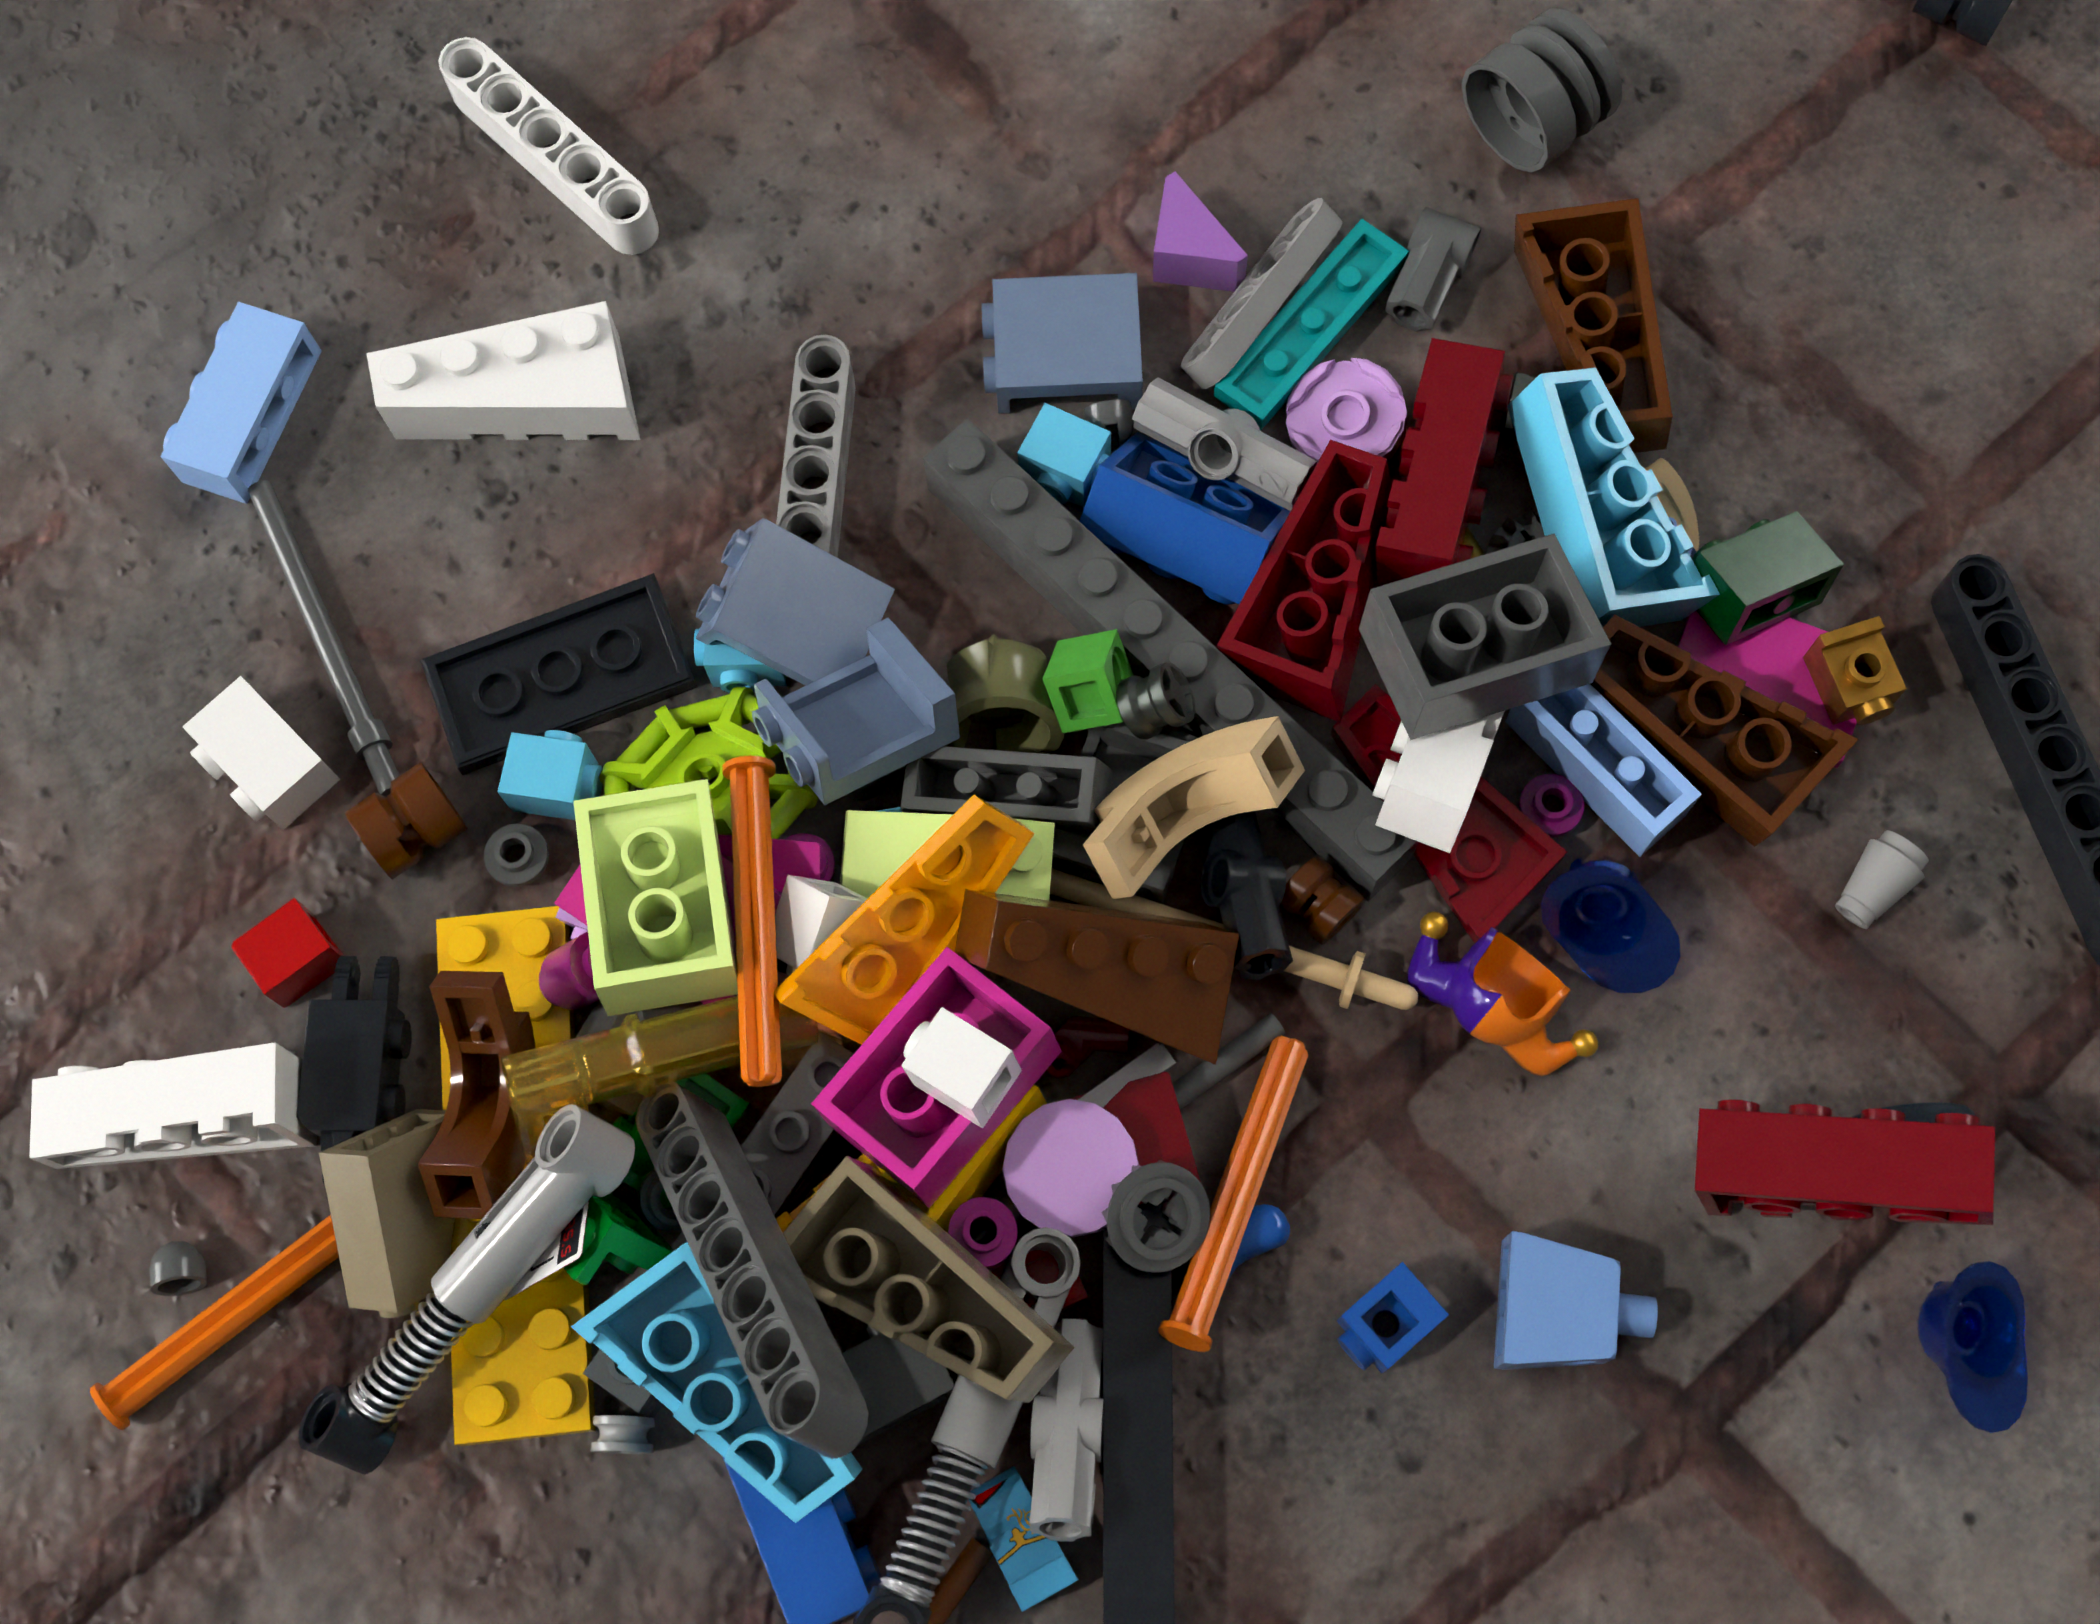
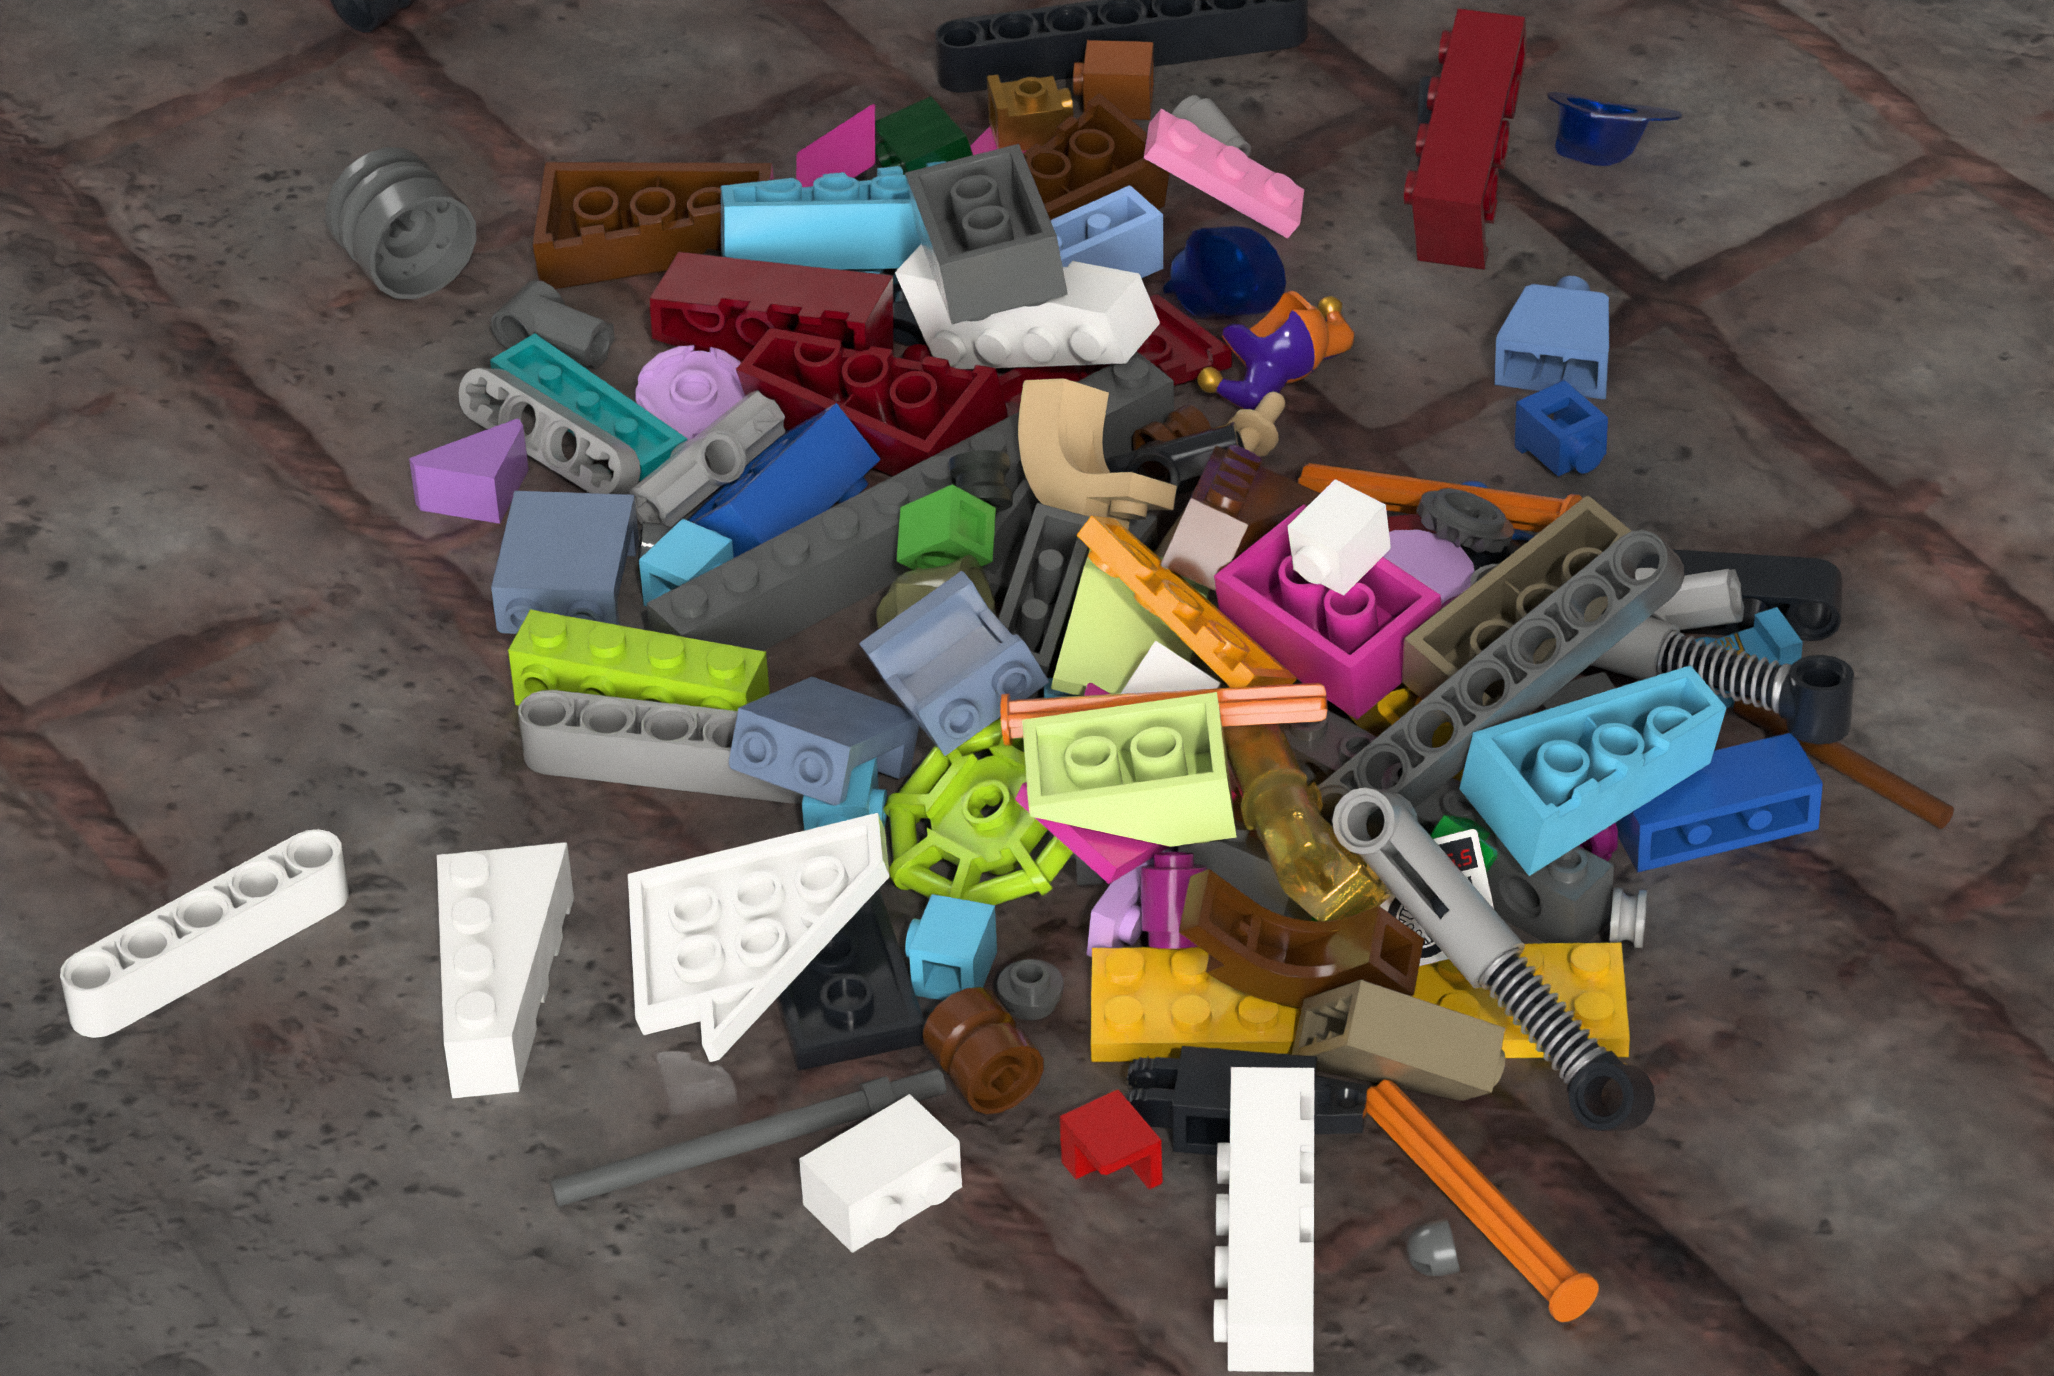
camera: 85 degrees left, 30 degrees down
(241, 402) = (453, 1189): light blue brick -> none
(396, 577) = (693, 1084): none -> clear tile
(556, 583) = (741, 923): none -> white wing
(899, 430) = (632, 664): none -> lime brick
(1753, 490) = (843, 149): none -> dark pink sticker
(1770, 897) = (1224, 173): none -> bright pink plate
(1958, 765) = (1120, 73): none -> dark orange brick

